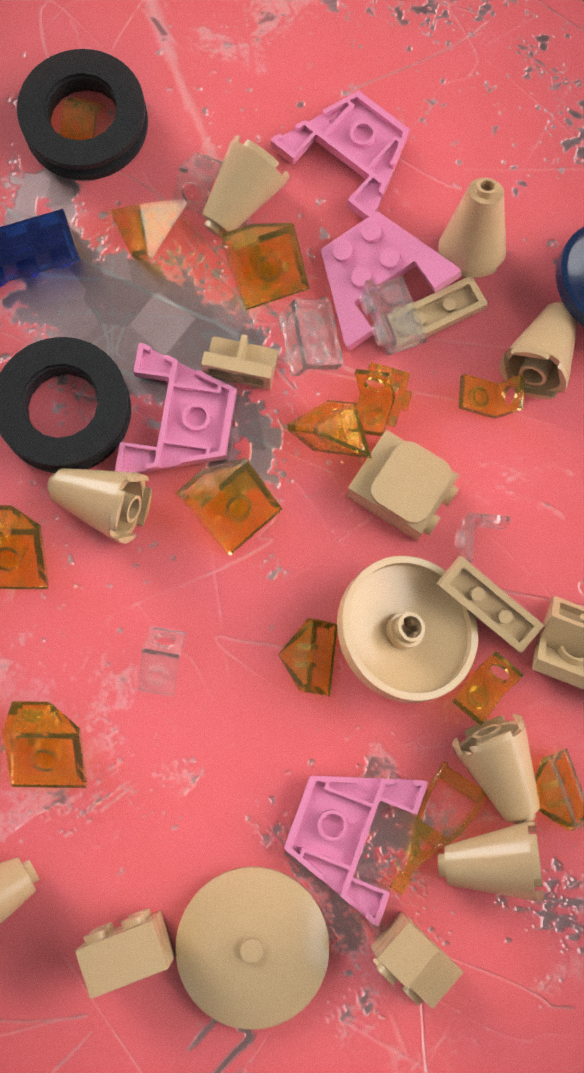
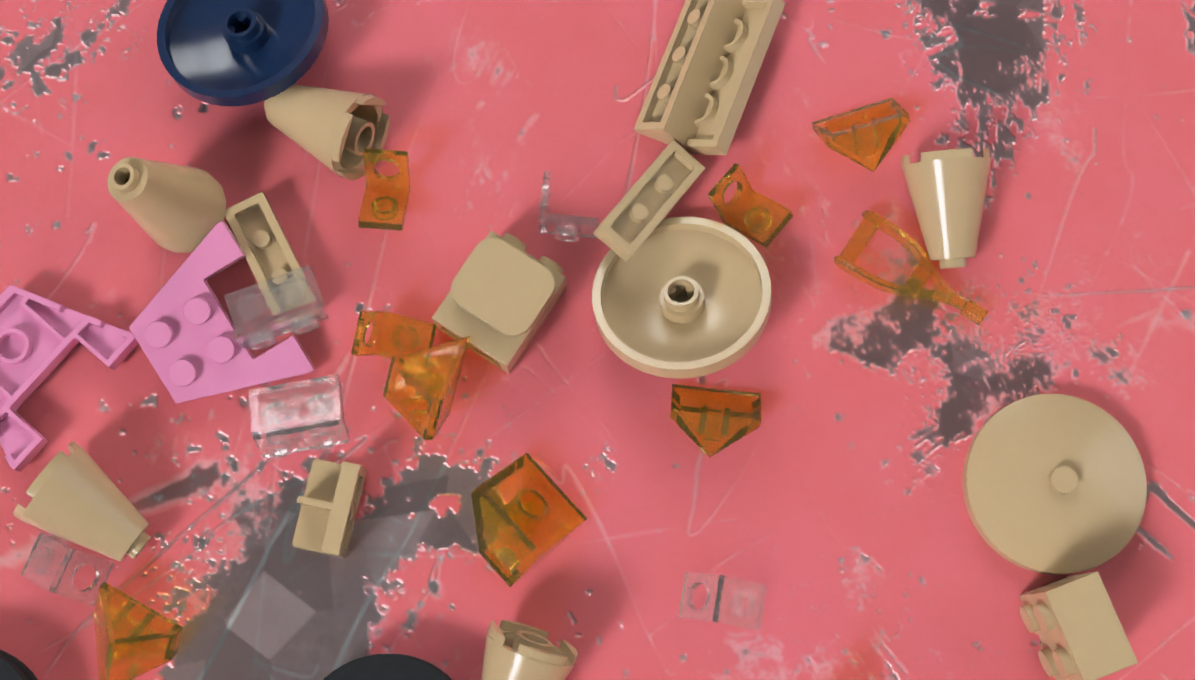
camera: 90 degrees left, 0 degrees up
(194, 417) = (405, 566): bright pink wing -> none
(265, 262) = (192, 476): clear yellow slope -> none
(334, 828) = (913, 386): bright pink wing -> none
(399, 379) = (382, 299): clear yellow bracket -> none
(415, 961) = (1060, 297): tan brick -> none
(502, 766) = (837, 193): tan cone -> none

